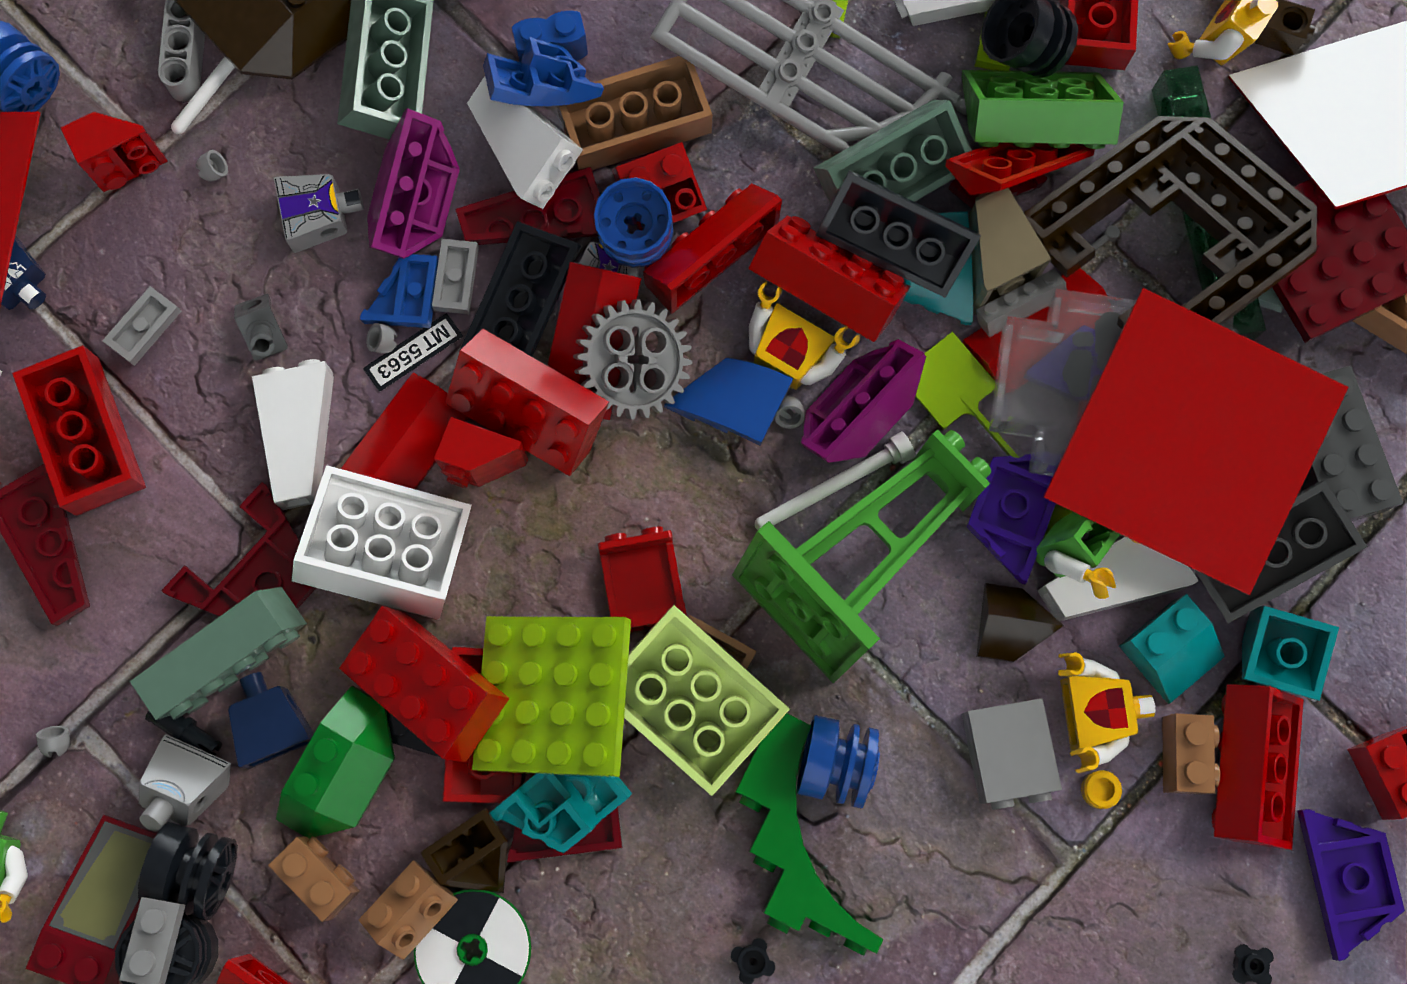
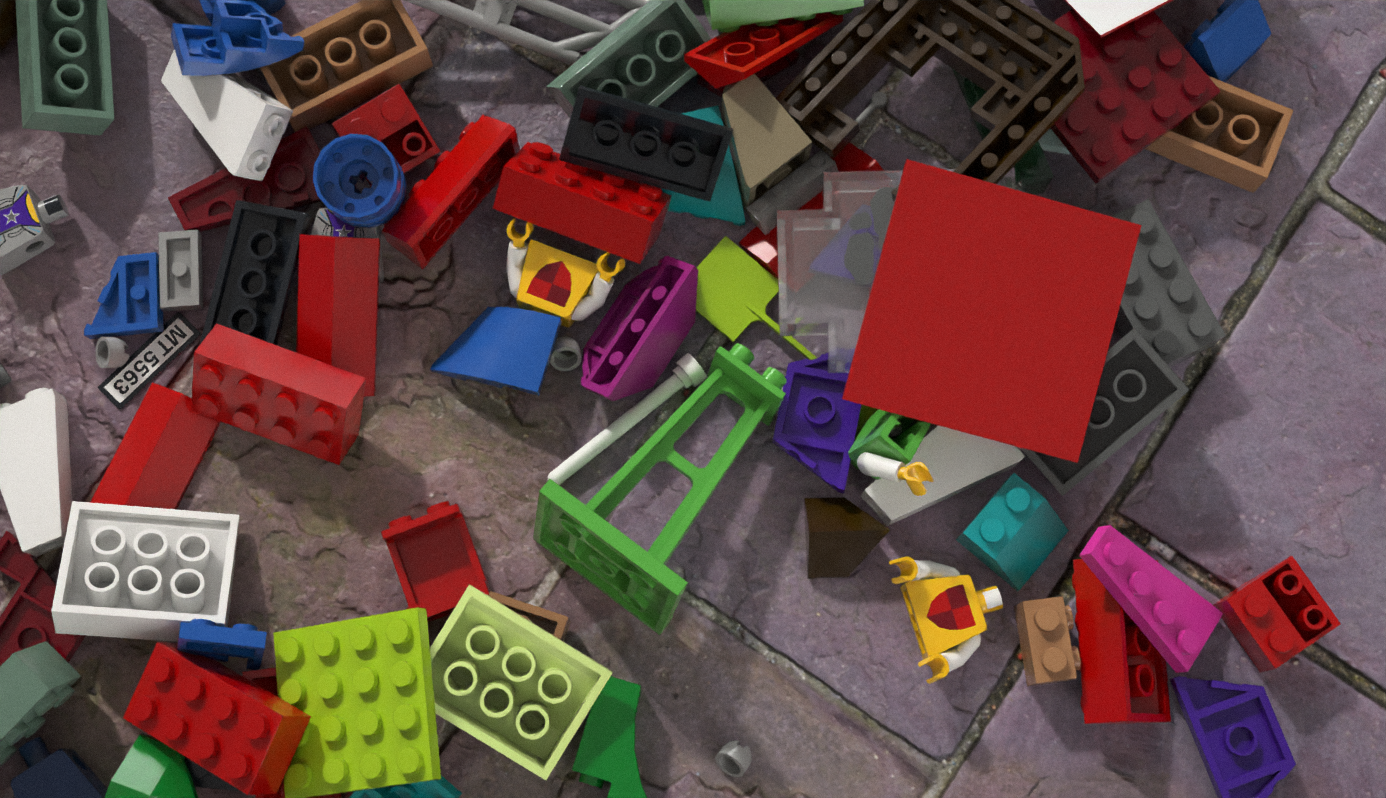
camera: 10 degrees left, 0 degrees up
(412, 187) = (117, 183): magenta wedge -> none
(434, 616) = (217, 642): none -> blue wing
(477, 454) = (234, 460): red slope -> none
(665, 360) = (421, 322): light grey gear -> none
(838, 762) = (675, 718): blue wheel -> none
(883, 808) = (734, 758): none -> light grey hinge
(1011, 753) = (859, 675): light grey brick -> none
(1101, 789) = (961, 695): yellow tile -> none
(1287, 651) = (1135, 506): teal slope -> none
(1299, 733) = (1153, 597): none -> dark pink wing

